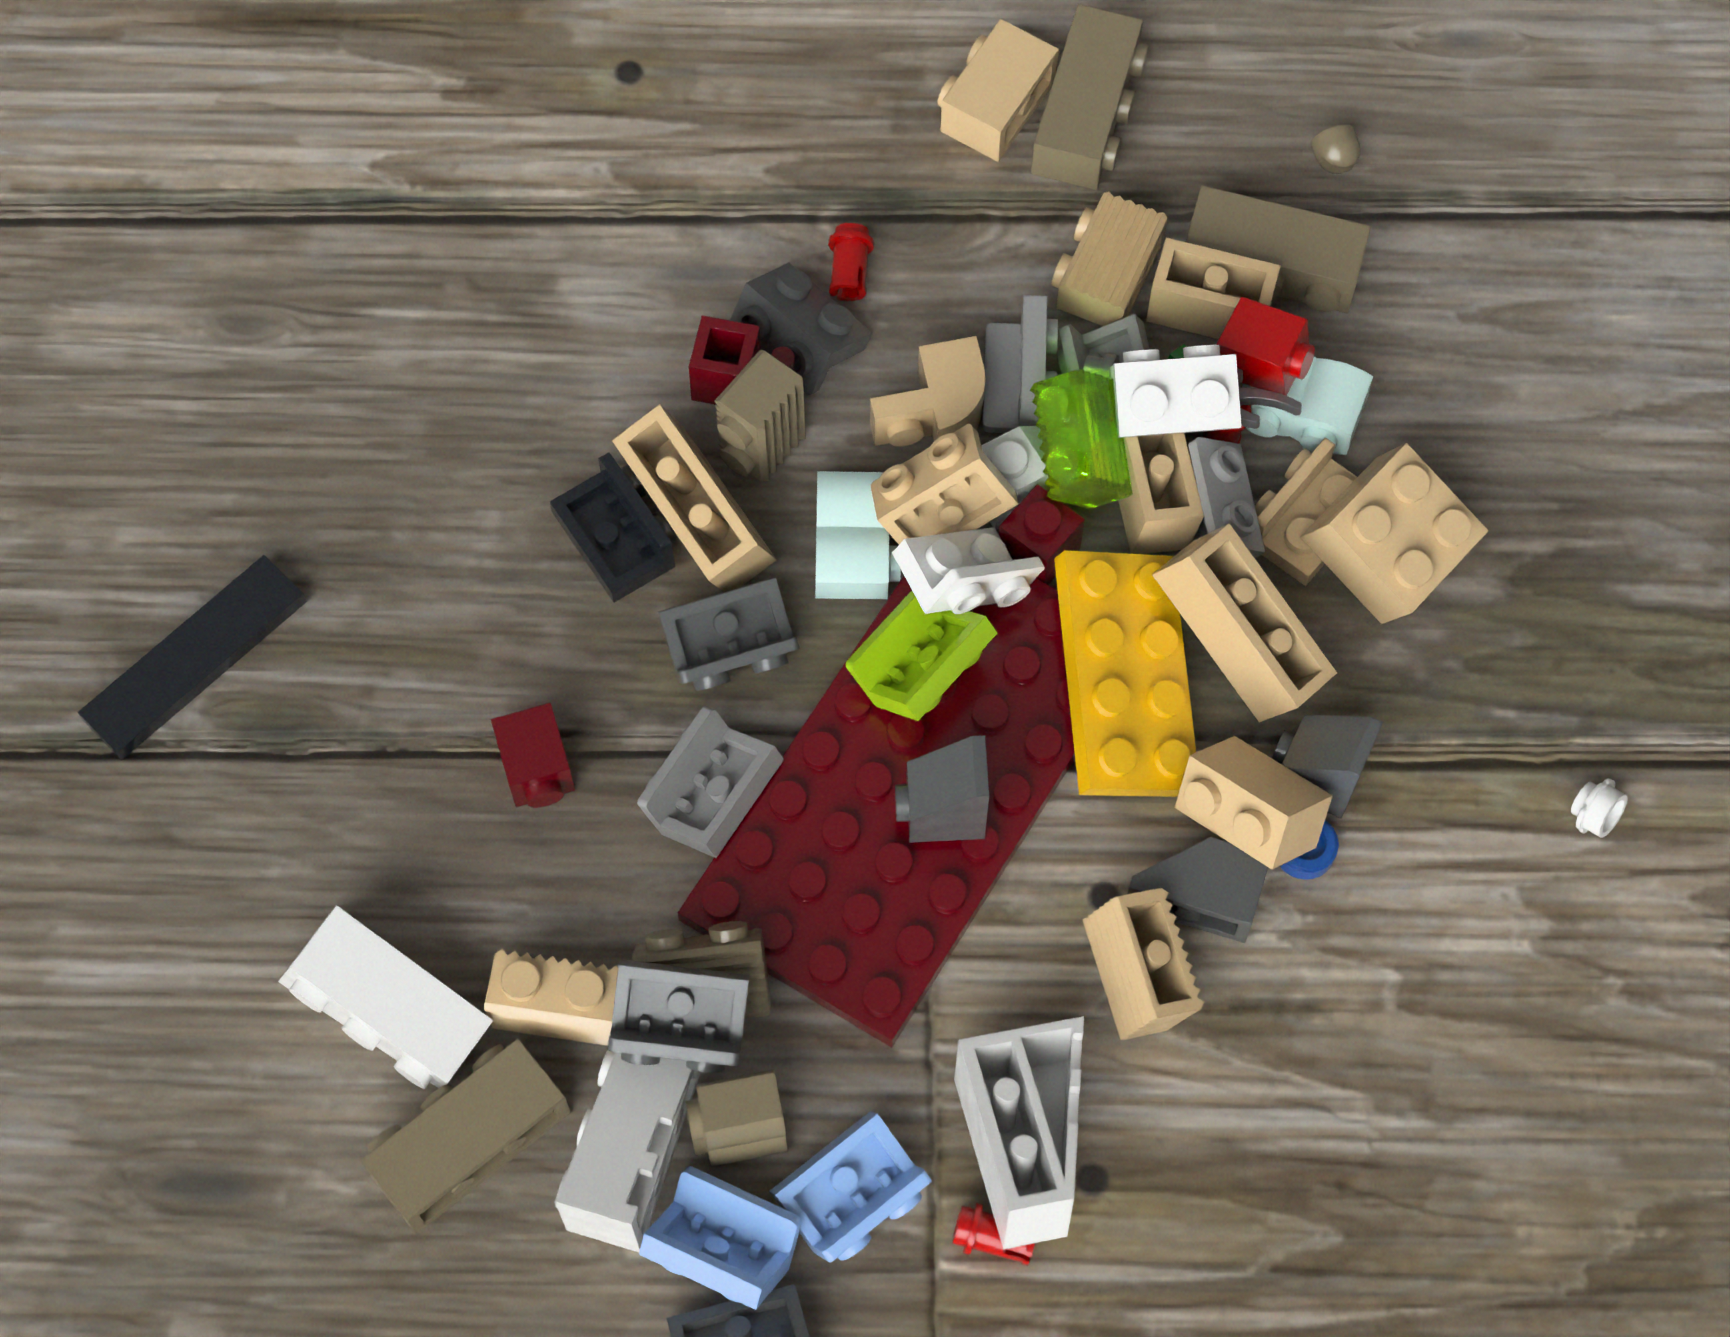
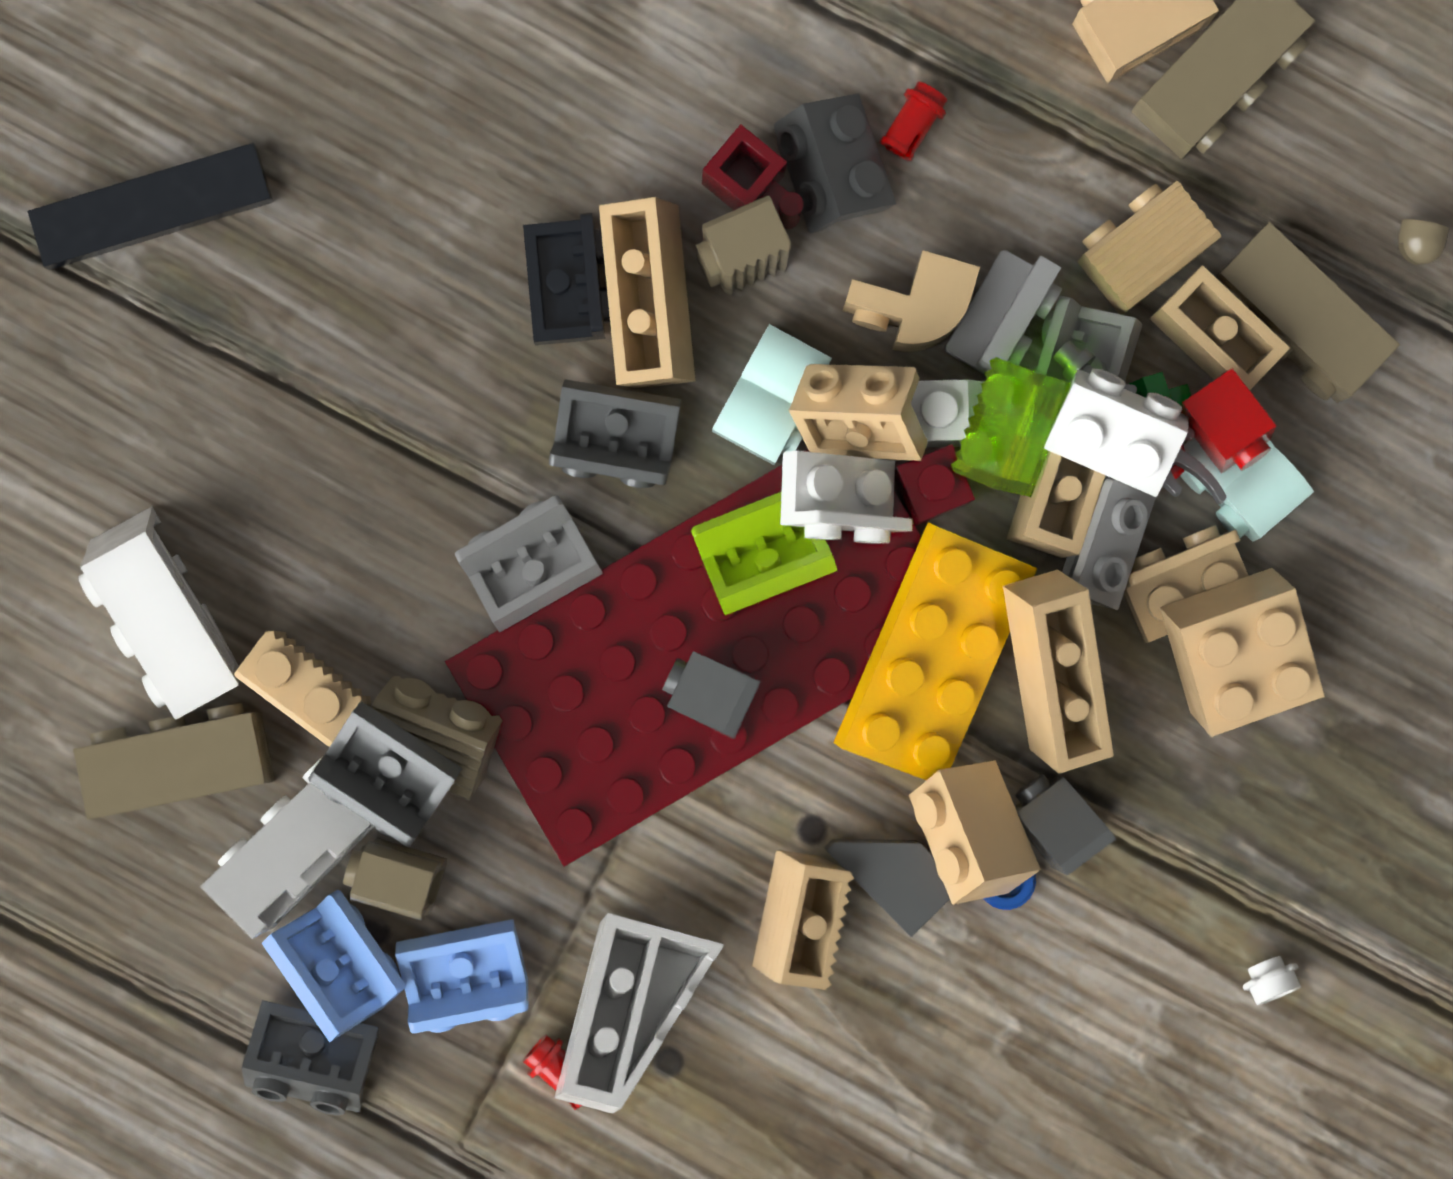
camera: 25 degrees right, 20 degrees up
(533, 756) = (391, 459): dark red brick -> none

